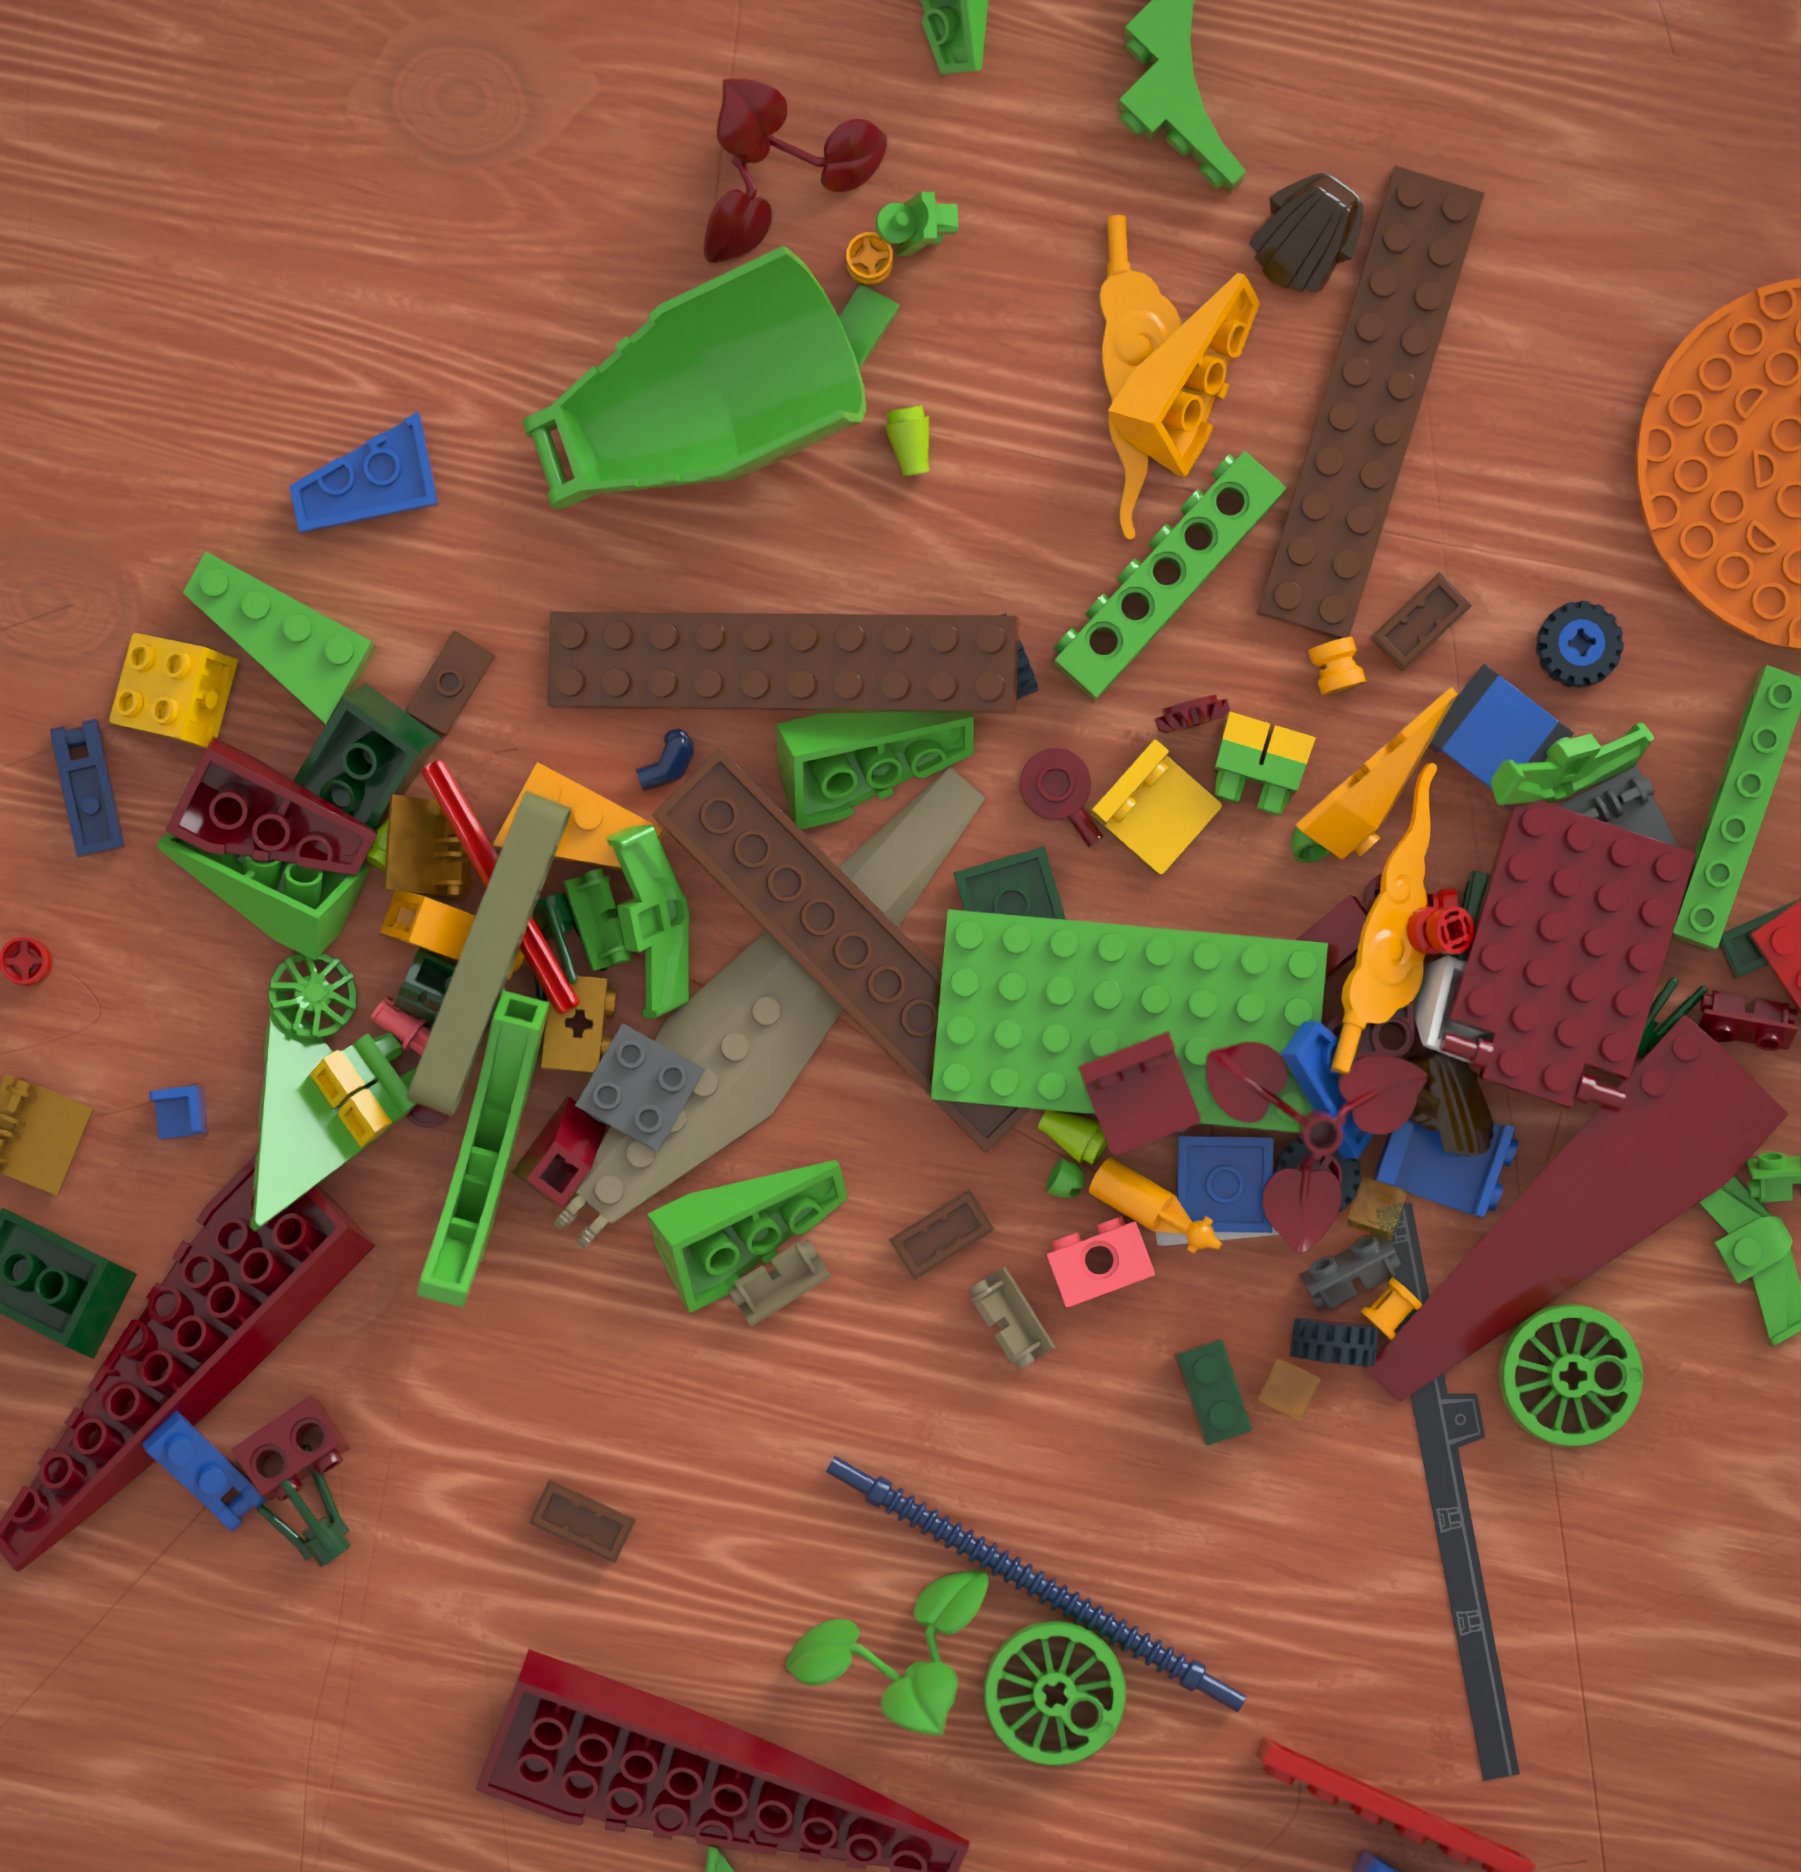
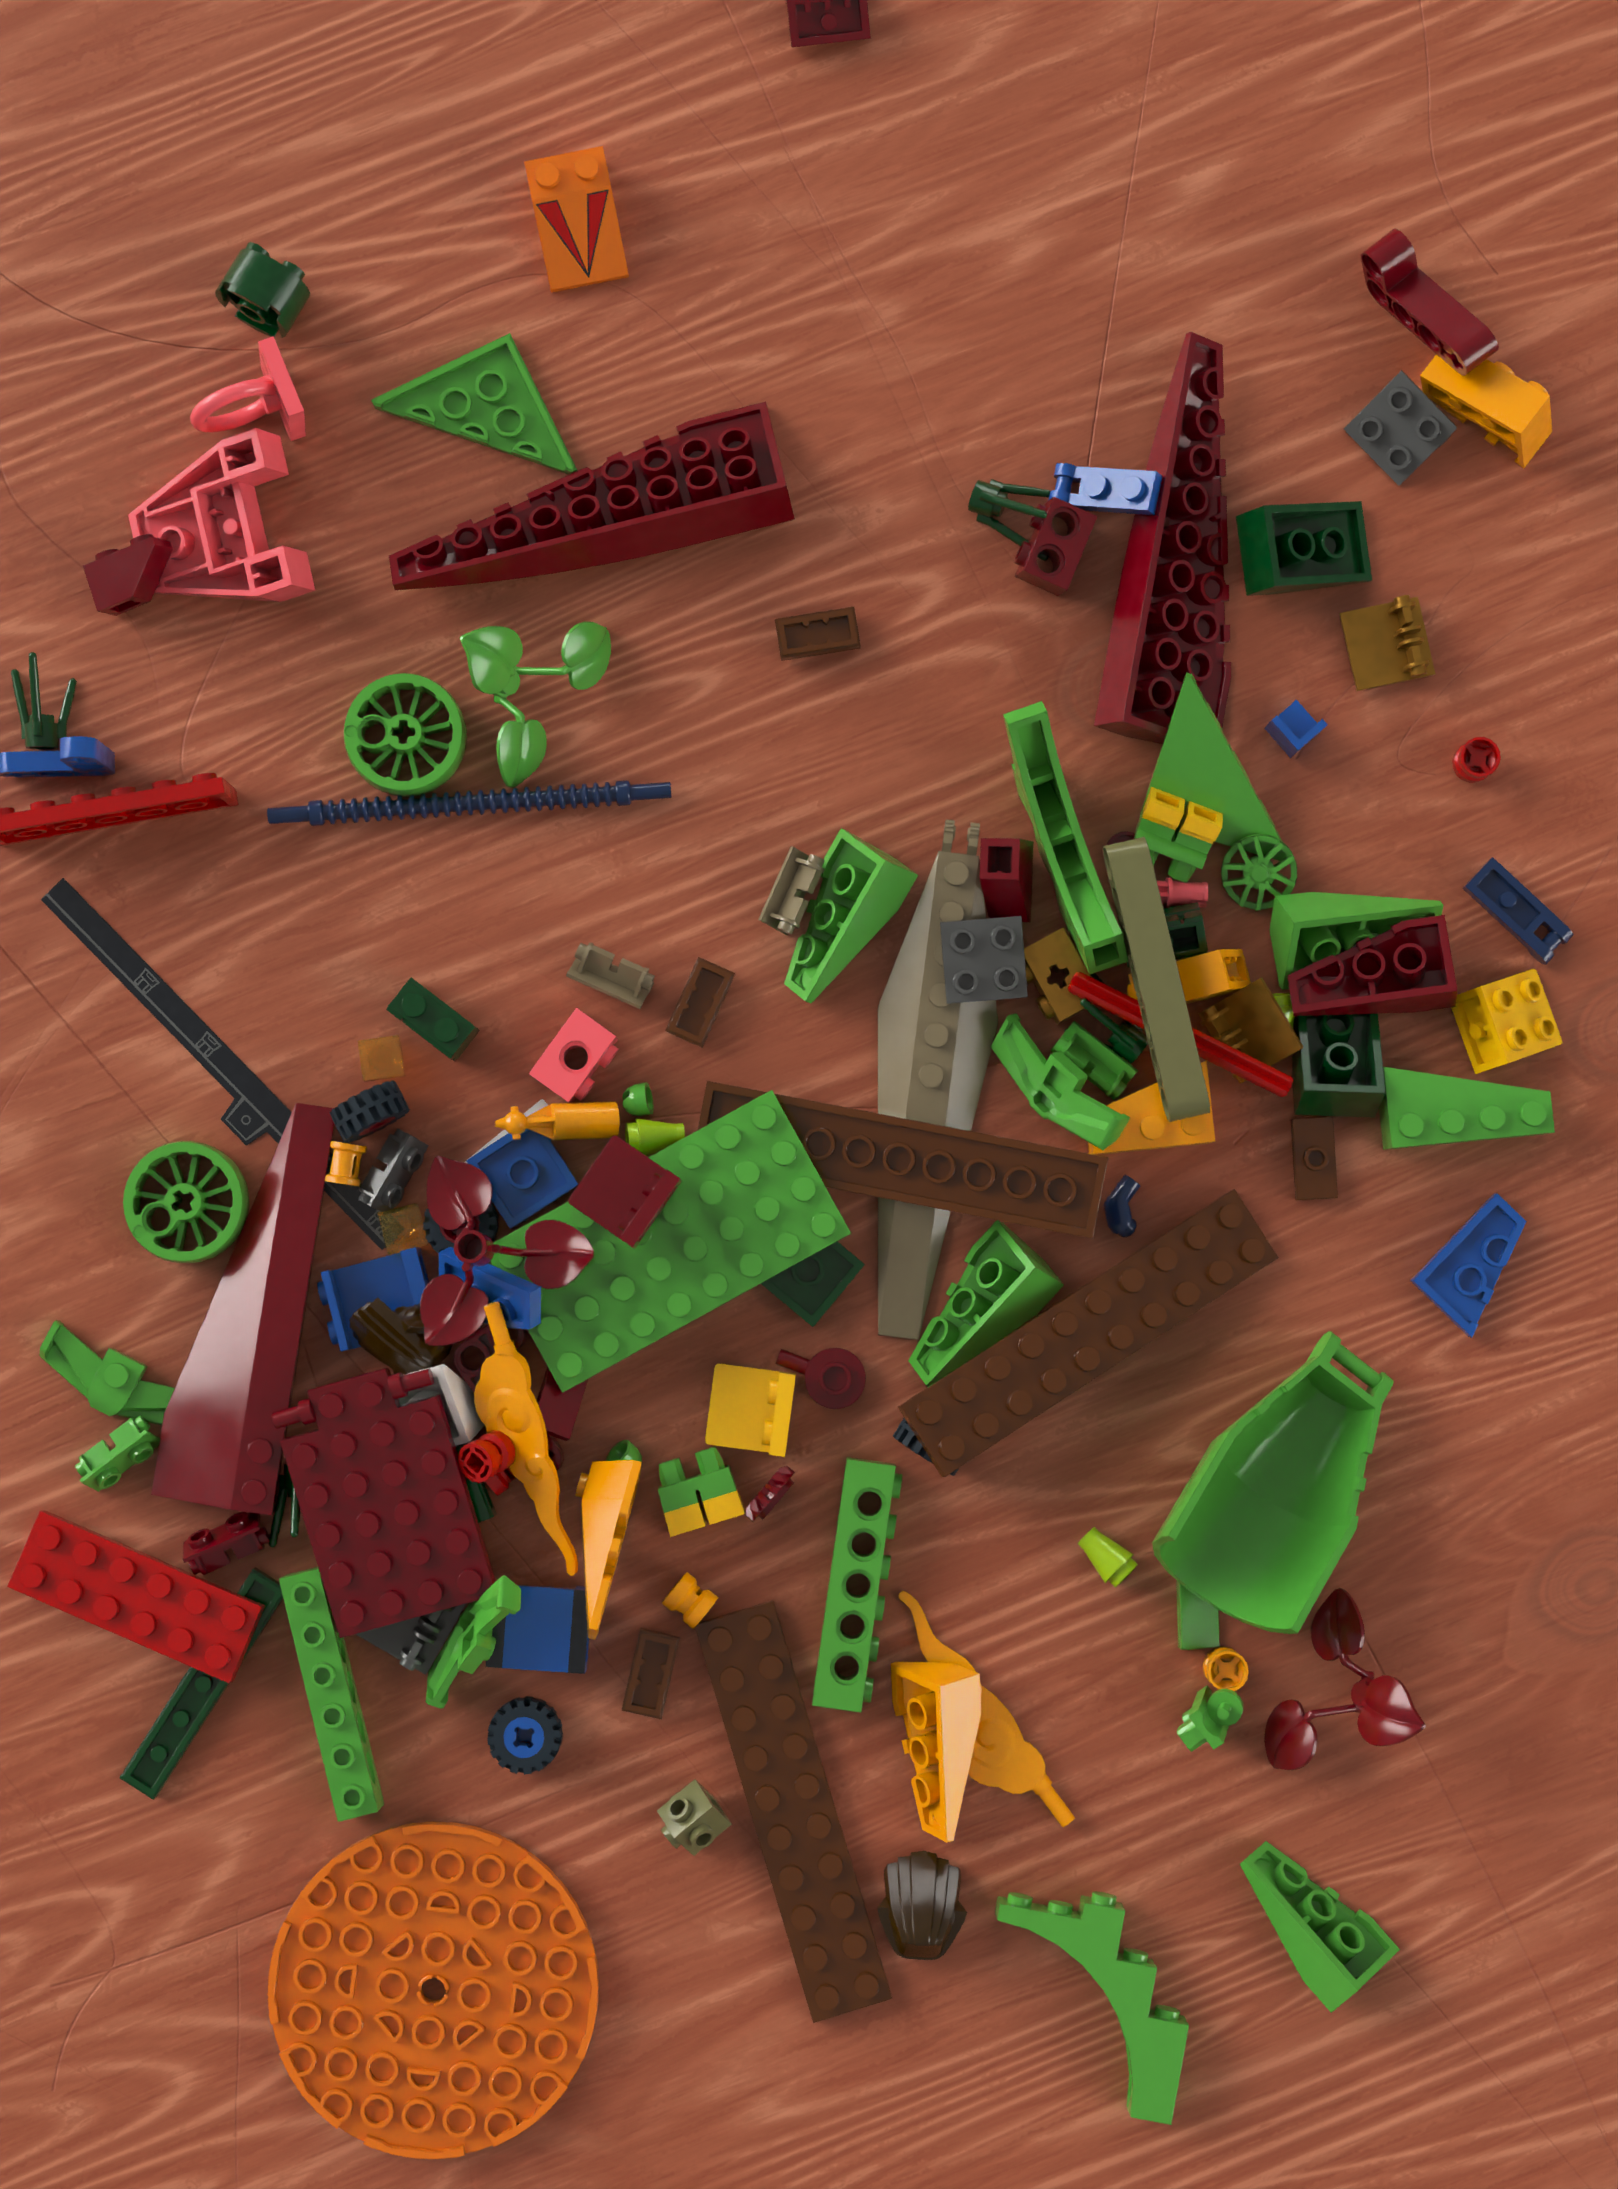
camera: 145 degrees right, 0 degrees up
(1471, 458) = (693, 1818): none -> olive brick

